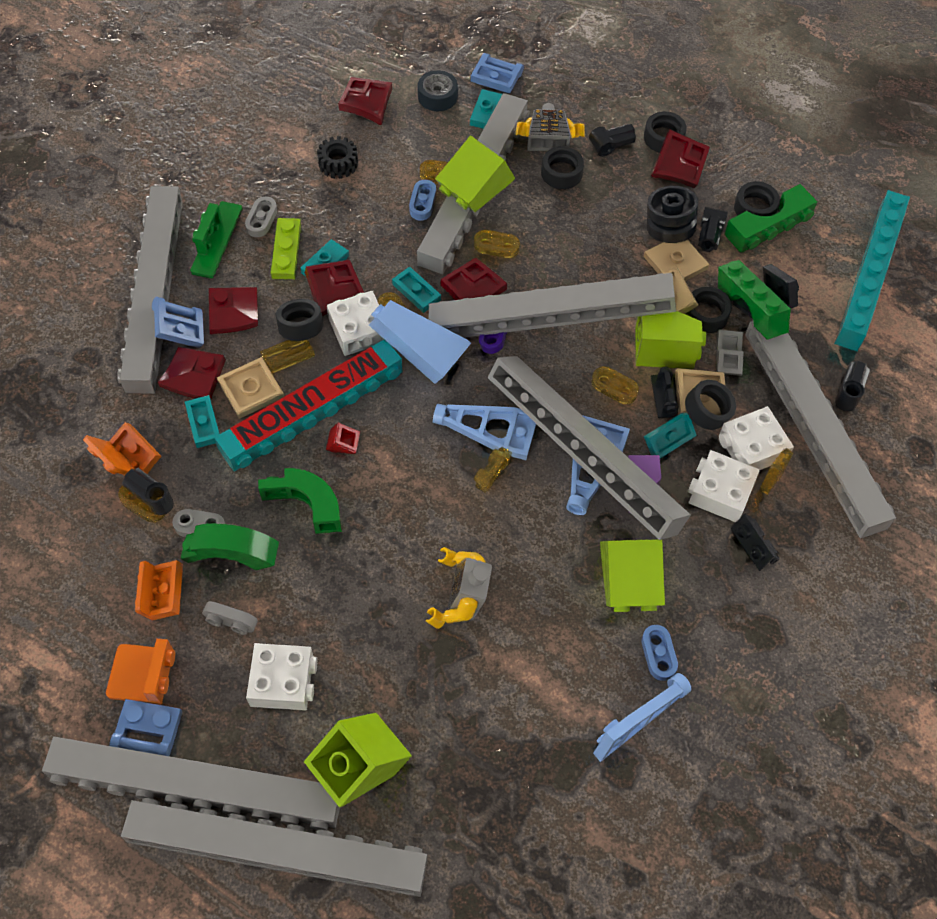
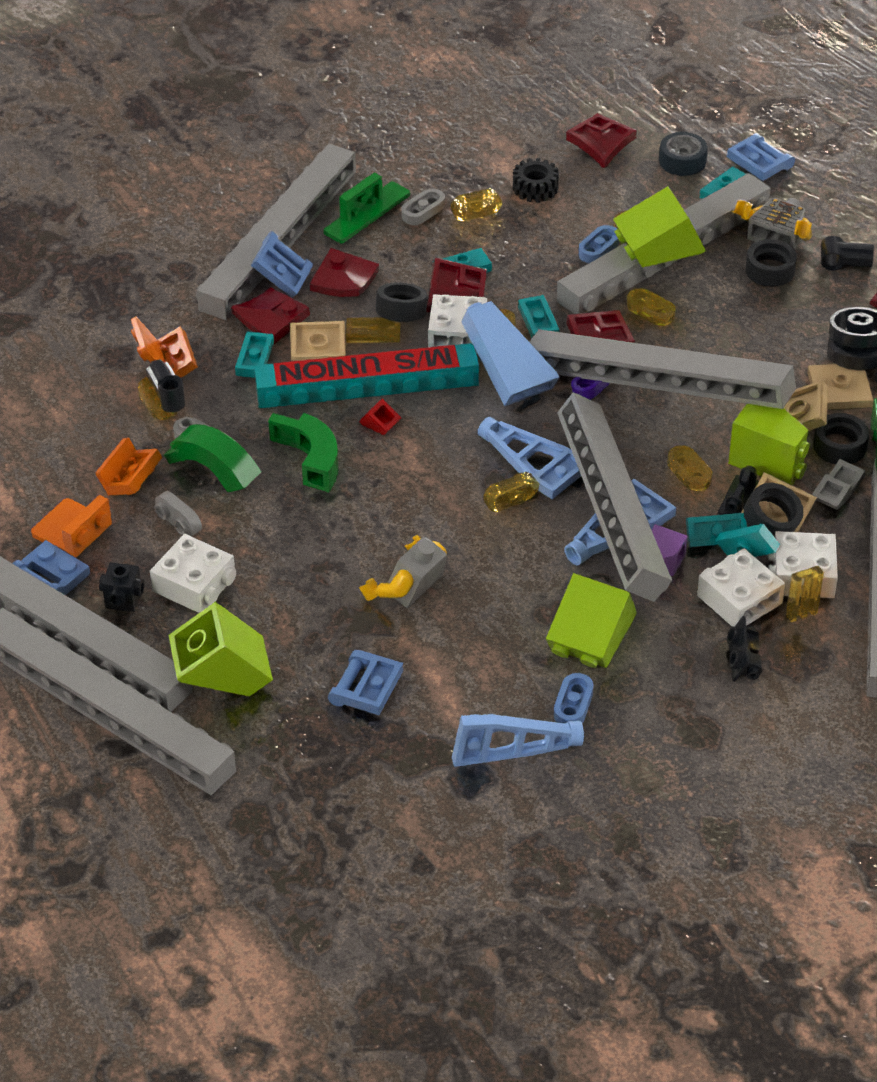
camera: 30 degrees right, 15 degrees down
(228, 727) = (121, 586): none -> black brick
(286, 248) = (431, 242): lime plate -> none
(303, 199) = (476, 204): none -> clear yellow plate
(496, 715) = (374, 685): none -> medium blue plate
(707, 441) = (754, 539): none -> teal plate

